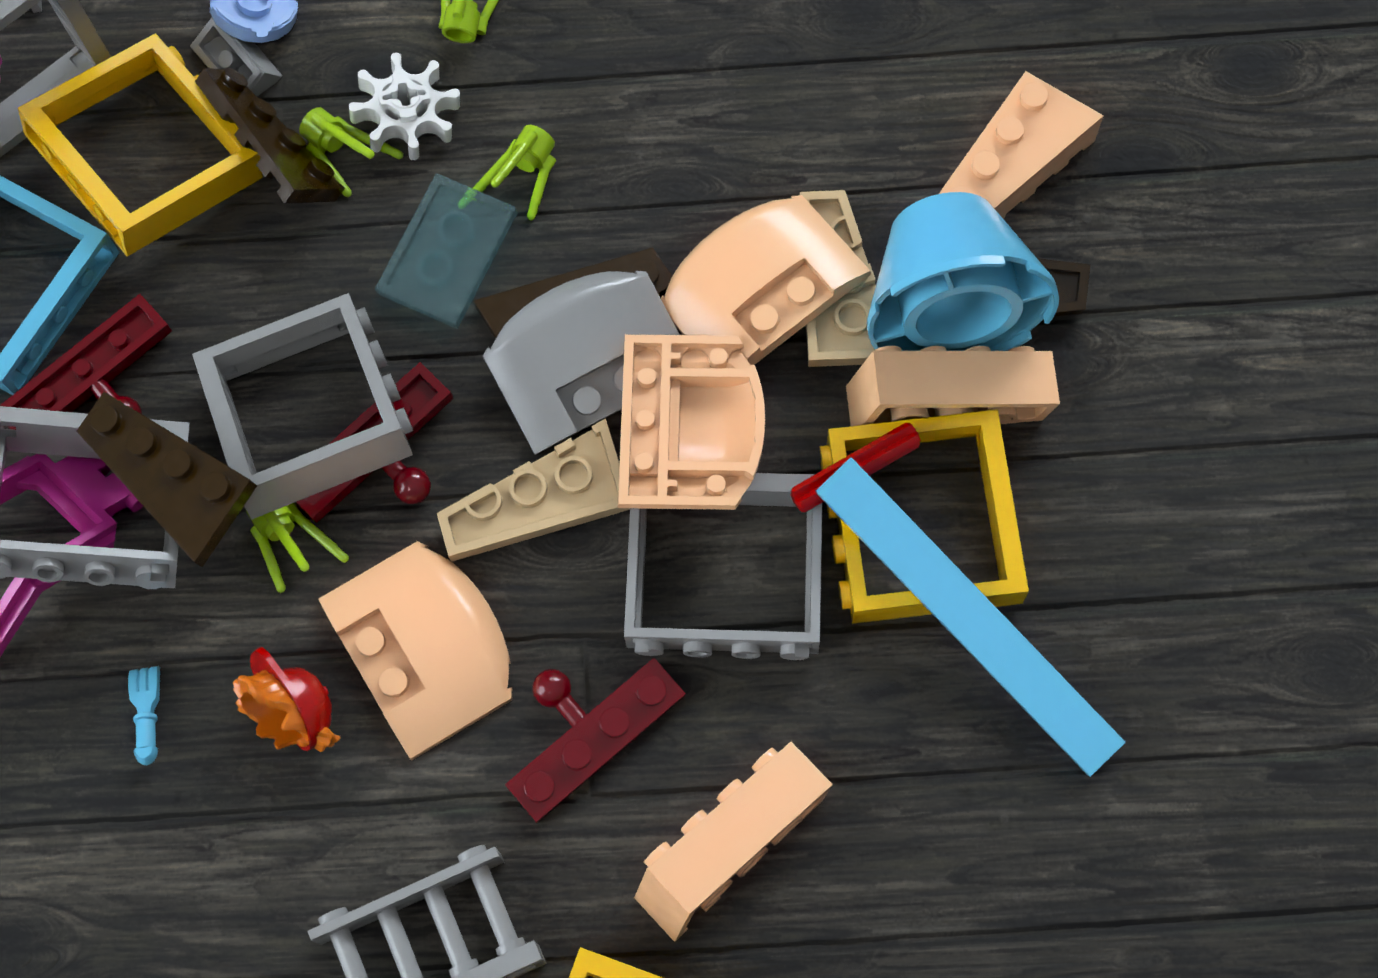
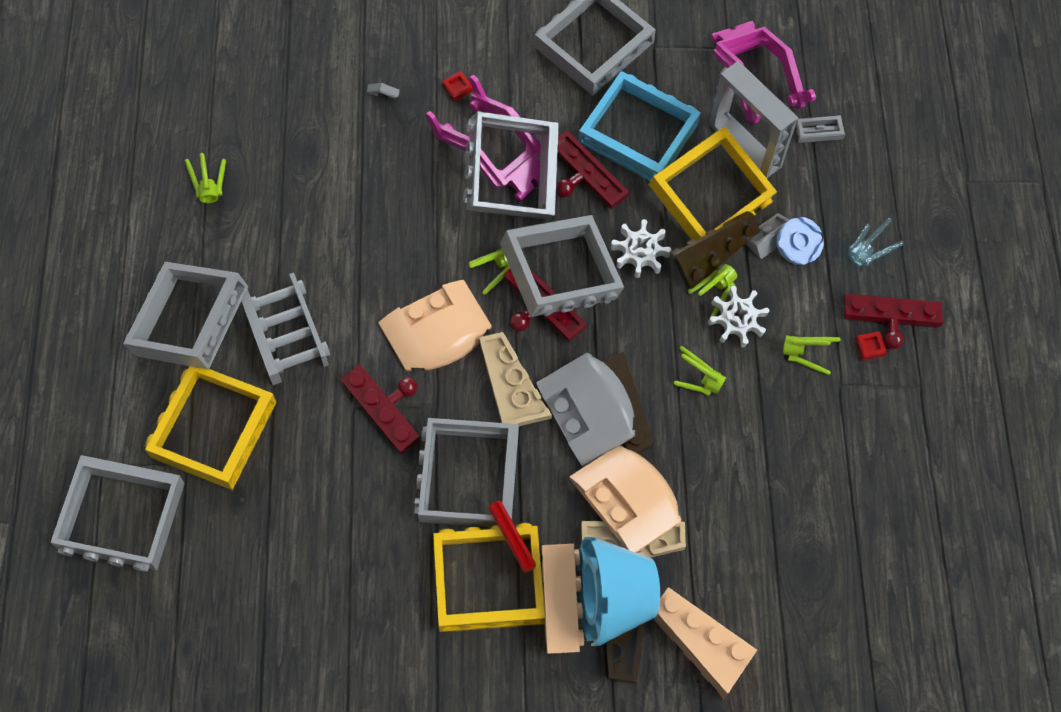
camera: 85 degrees right, 5 degrees down
(145, 695) = (421, 203): medium azure piece -> none
(170, 477) = (516, 201): dark brown wing -> none
(250, 285) = (642, 248): none -> white gear
(285, 704) = (406, 265): hair -> none
(446, 250) = (653, 339): clear light blue tile -> none
(688, 422) = (540, 450): light nougat slope -> none
(729, 837) = (321, 468): light nougat wedge -> none
(970, 617) = (425, 592): medium azure tile -> none

